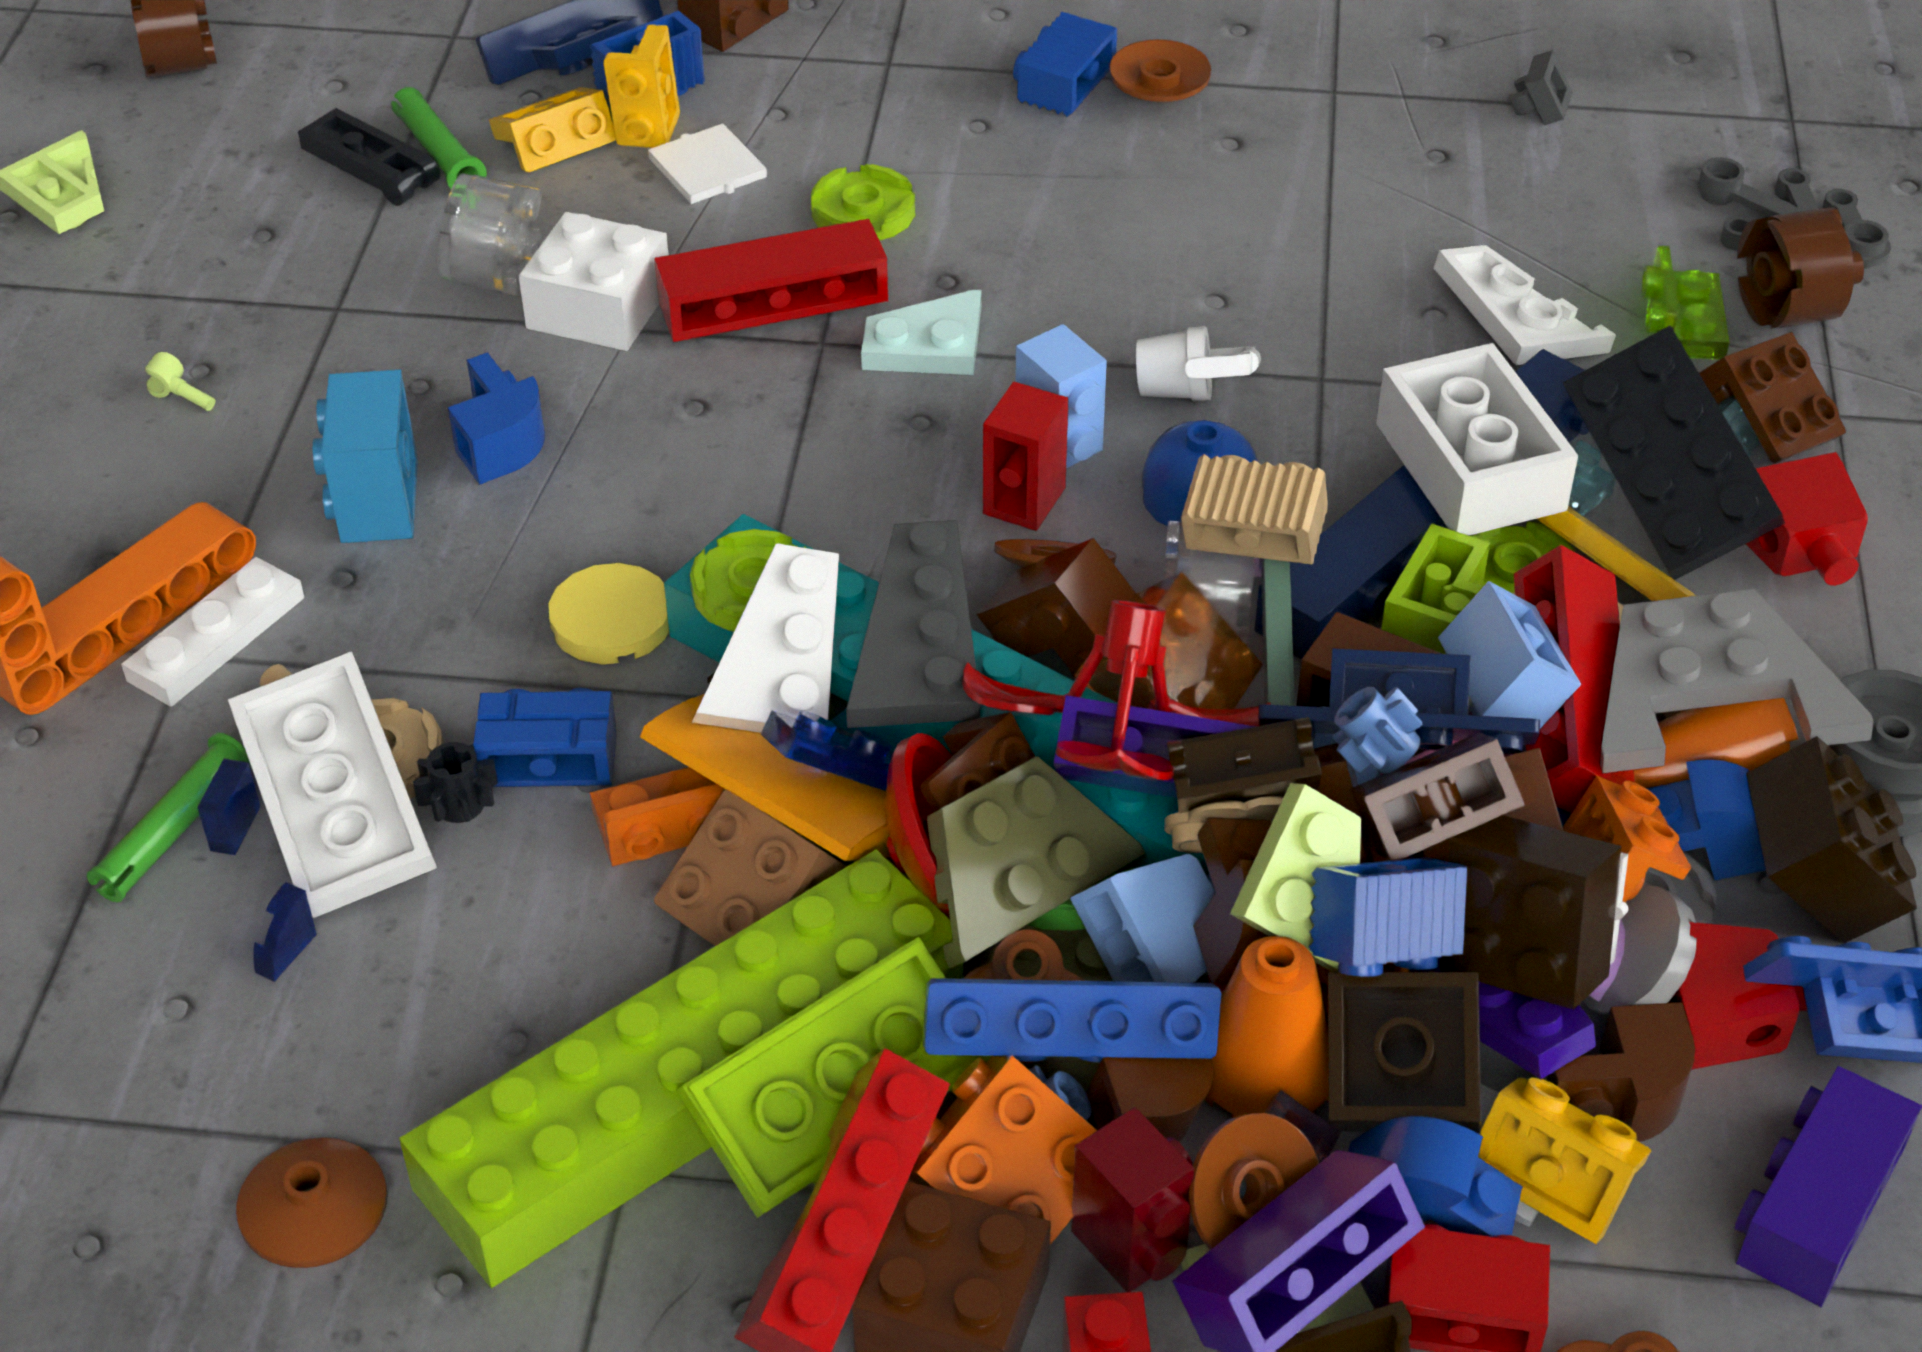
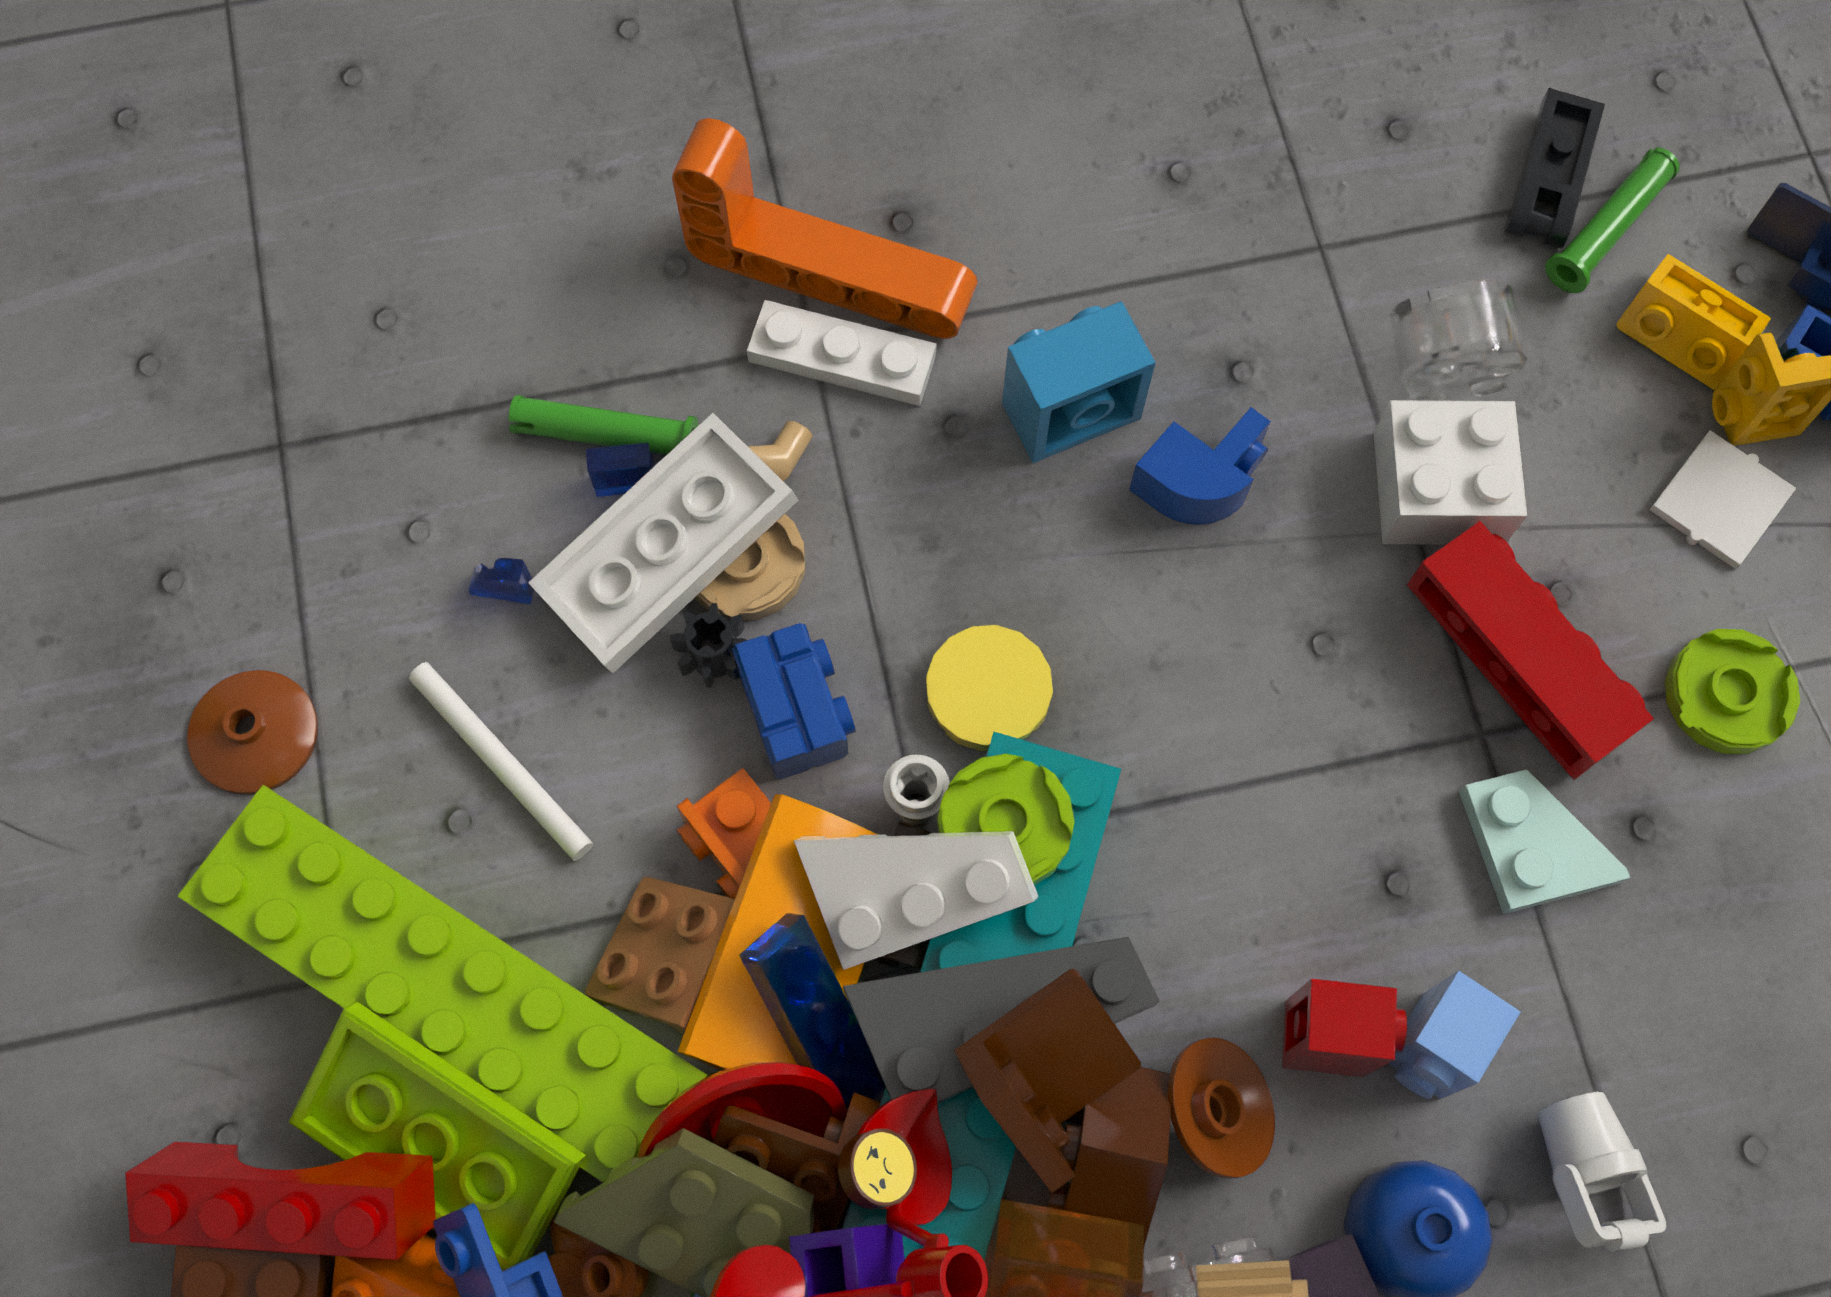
camera: 70 degrees right, 25 degrees up
(166, 378) = (1148, 147): yellowish green hand -> none
(469, 987) = (500, 761): none -> white bar
(685, 656) = (915, 776): none -> white cone
(988, 593) = (1045, 1067): none -> reddish brown bracket
(1022, 685) = (877, 1169): none -> light yellow tile

